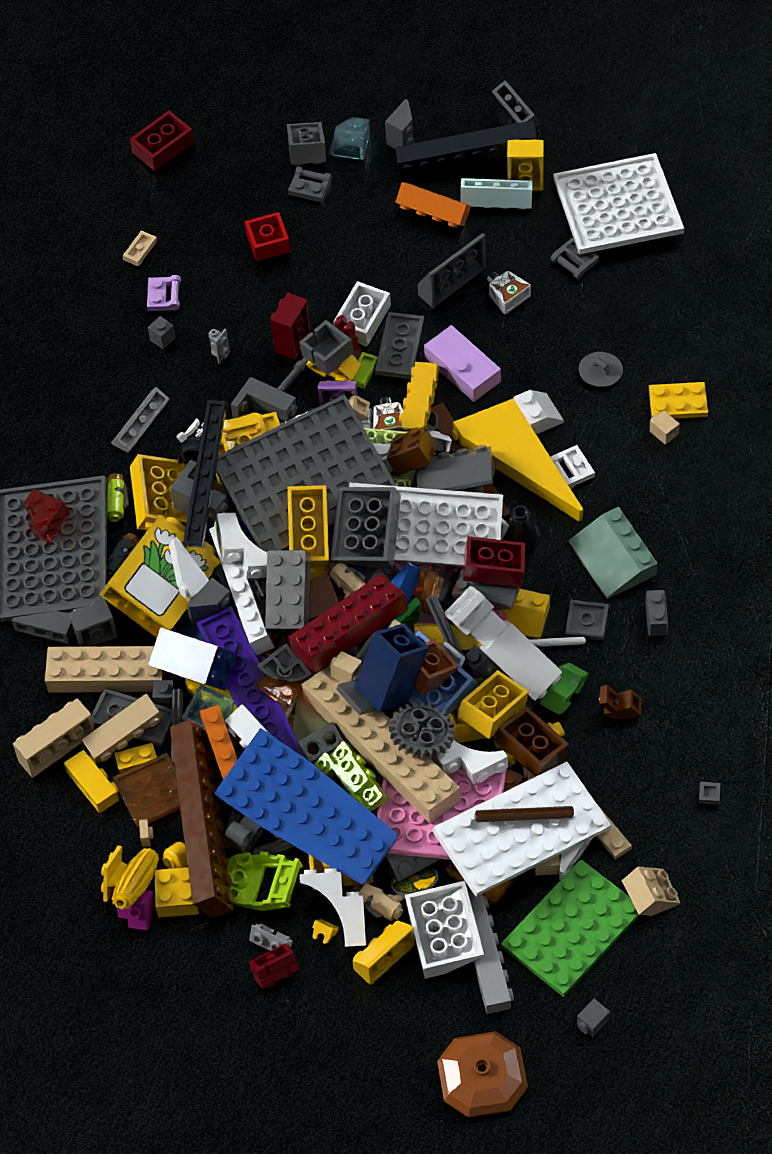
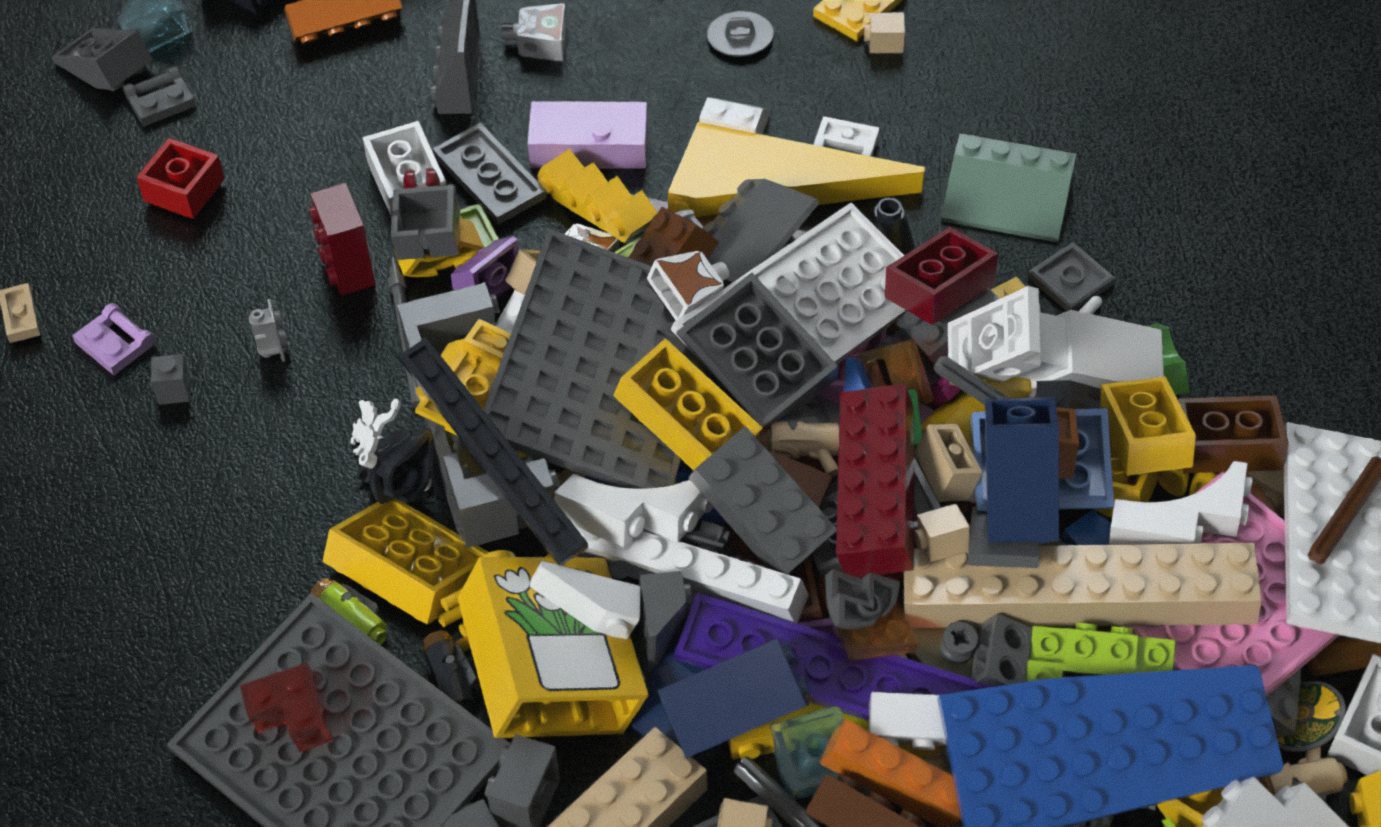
camera: 50 degrees left, 5 degrees down
(140, 420) = (262, 501): light grey slope -> none
(163, 692) = (719, 783): dark grey brick -> none
(312, 726) = (958, 650): none -> dark grey wheel
(380, 469) = (686, 281): none -> white torso
(411, 721) = (1128, 518): dark grey gear -> none
(620, 705) = (1232, 325): reddish brown brick -> none
(656, 613) = (1135, 207): dark grey brick -> none

